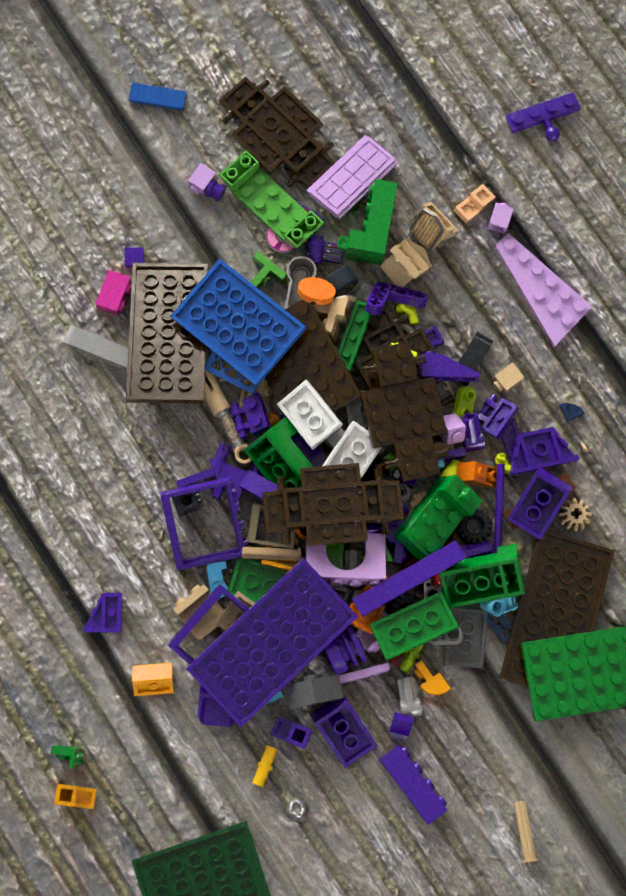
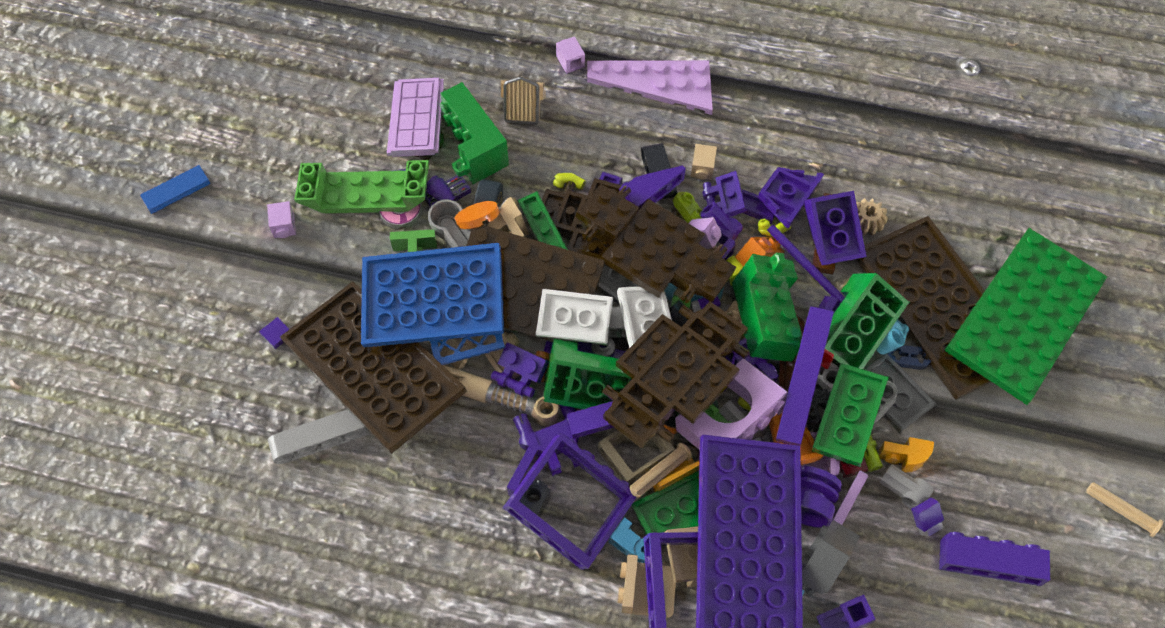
camera: 40 degrees left, 15 degrees down
(114, 292) = (285, 376): dark pink brick -> none
(215, 190) = (302, 218): dark purple wheel -> none
(277, 131) = (314, 131): dark brown piece -> none
(317, 452) = (608, 351): none -> flat silver plate
(343, 730) = (885, 571): dark purple slope -> none
(384, 291) = (537, 182): dark purple beam -> none
(406, 262) = (528, 145): tan piece -> none
(474, 203) = (537, 62): light nougat slope -> none
(486, 529) = (812, 289): black tyre -> none
(571, 411) = (776, 147): dark blue tile -> none

